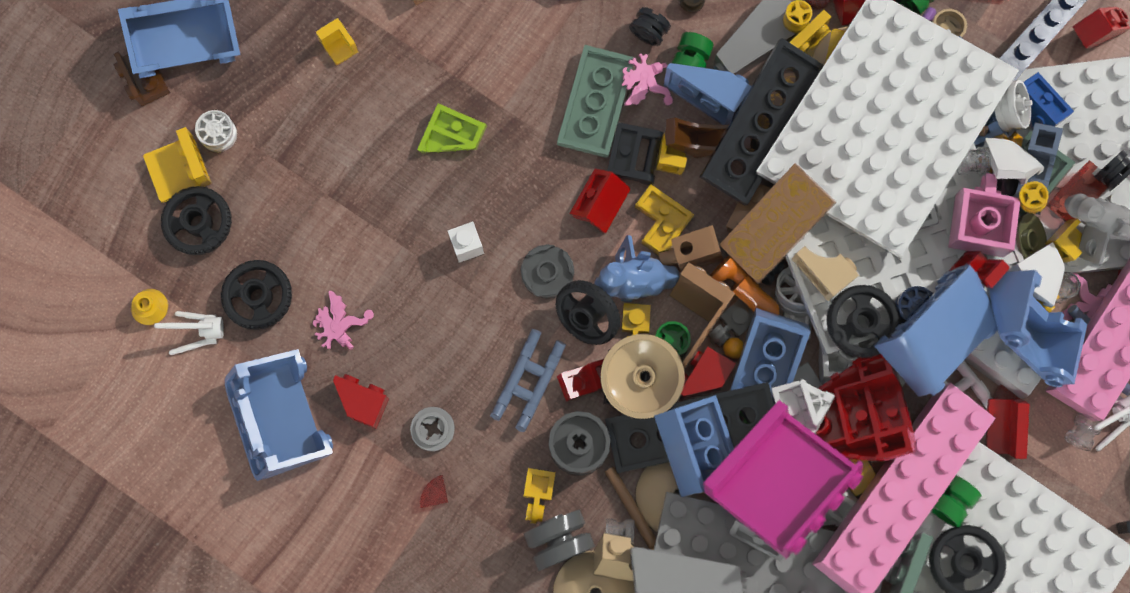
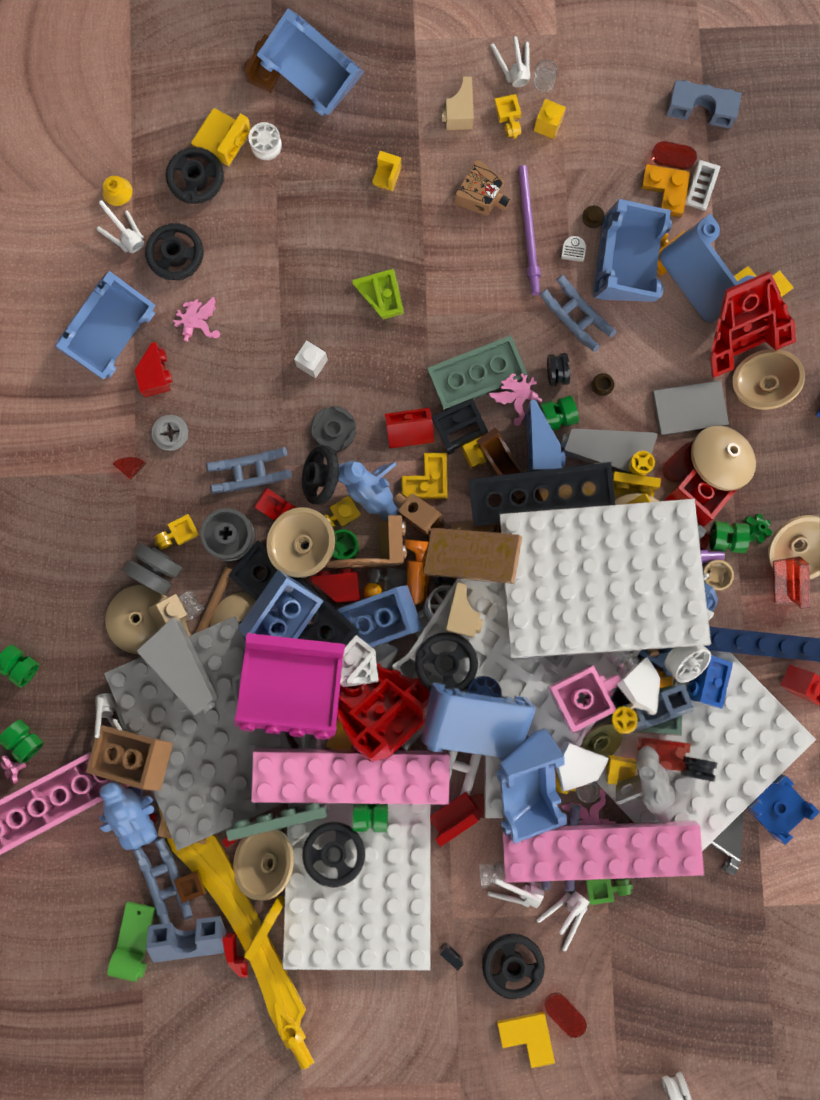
camera: 55 degrees right, 5 degrees up
(988, 270) = (544, 719): red slope -> none

